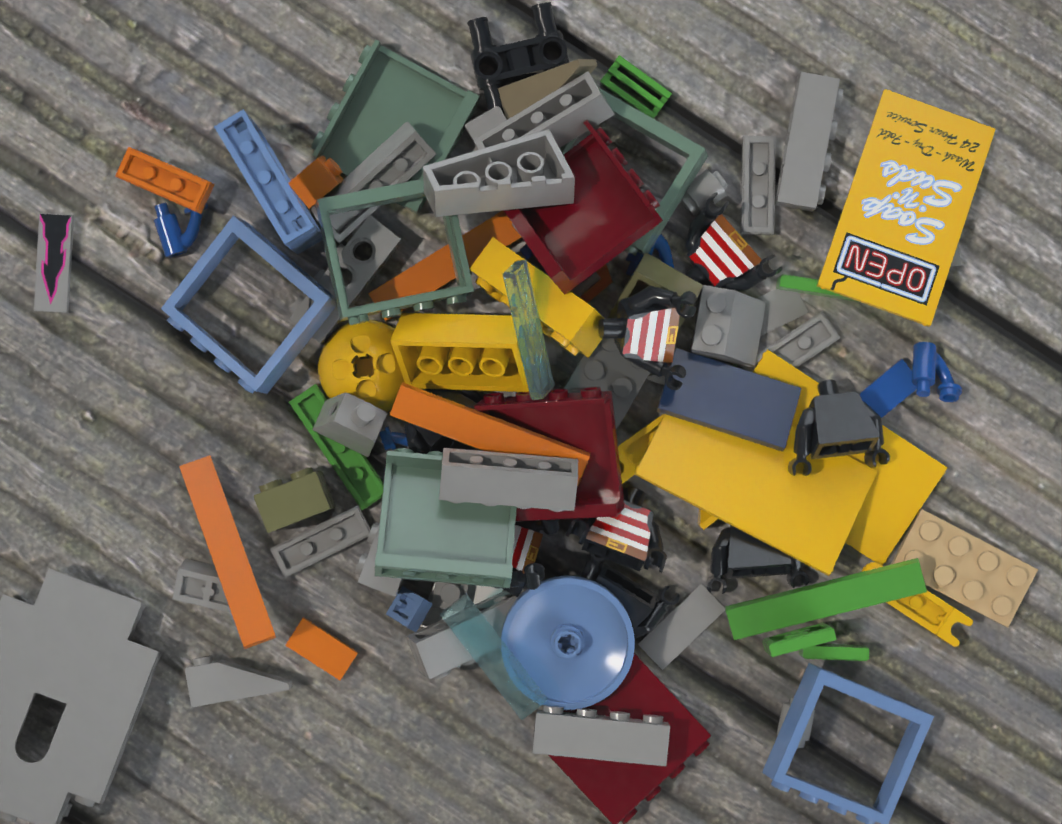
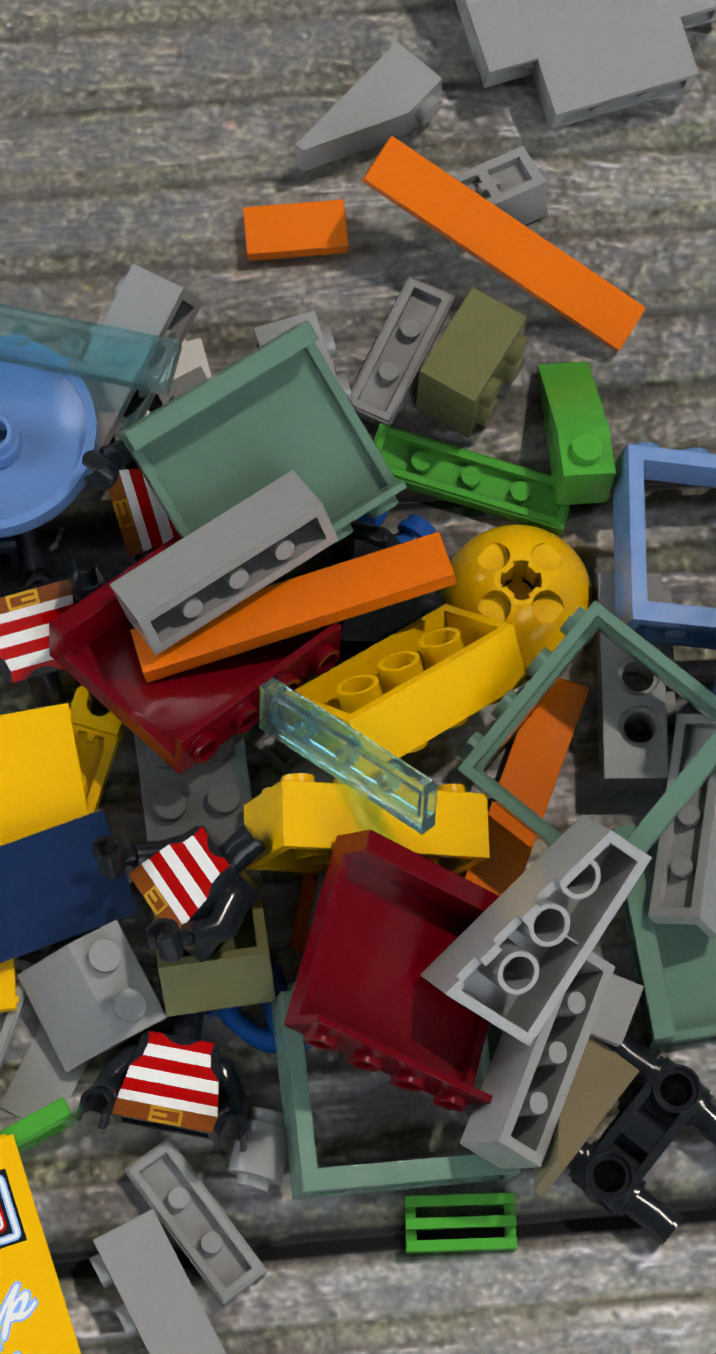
camera: 140 degrees right, 15 degrees down
(268, 428) = (576, 434): none -> bright green slope
(352, 422) = (479, 505): light grey torso -> none
(409, 609) = (222, 338): medium blue bracket -> none

